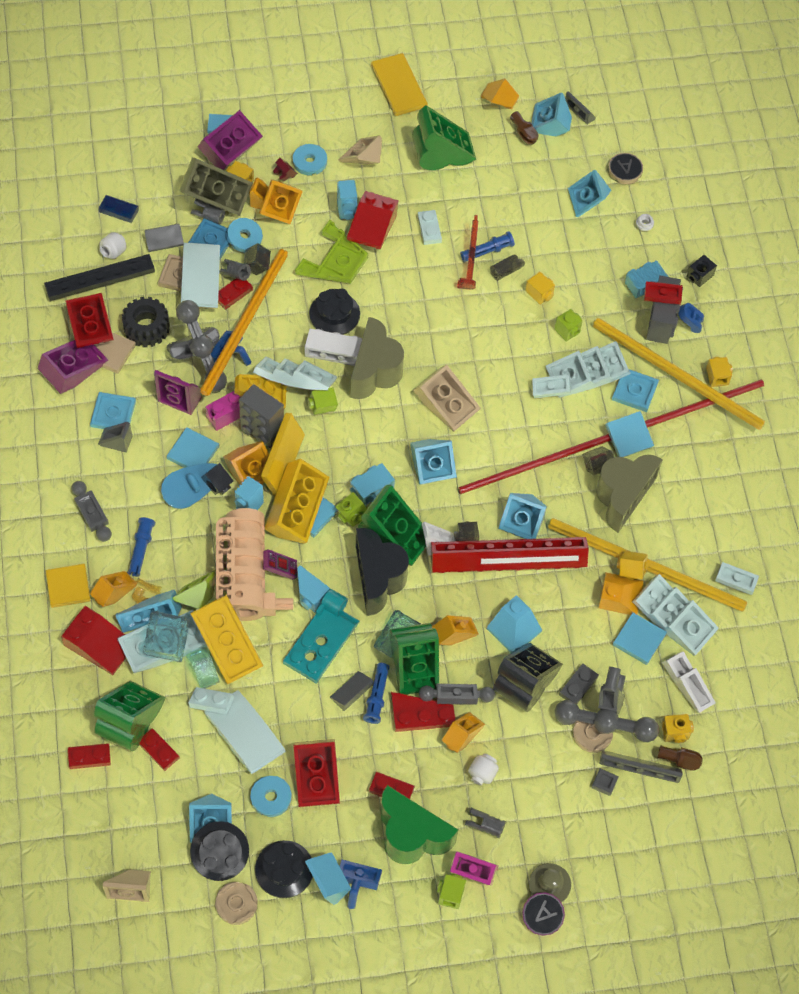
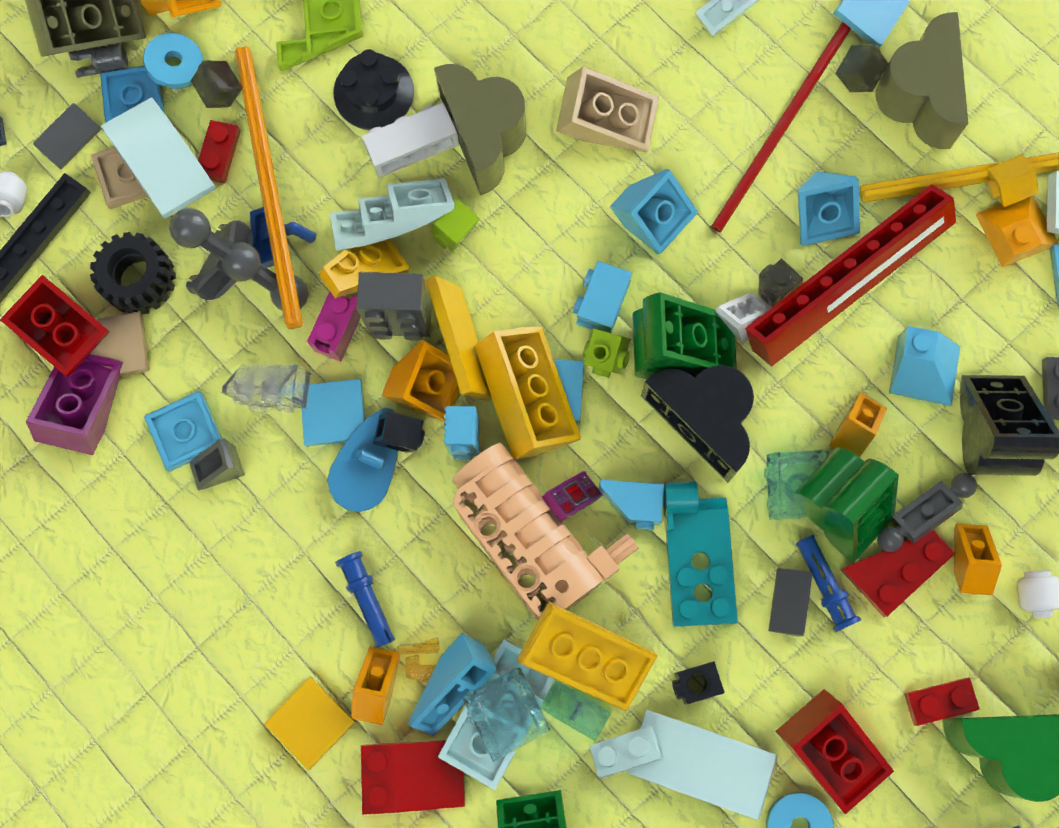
camera: 25 degrees left, 15 degrees up
(91, 511) = (261, 594): dark grey plate -> none
(170, 416) = (269, 387): none -> clear slope
(177, 393) = (252, 344): magenta slope -> none
(198, 591) = (491, 615): lime slope -> none
(236, 270) = (200, 117): dark grey hinge -> none
(277, 701) = (711, 679): none -> black brick

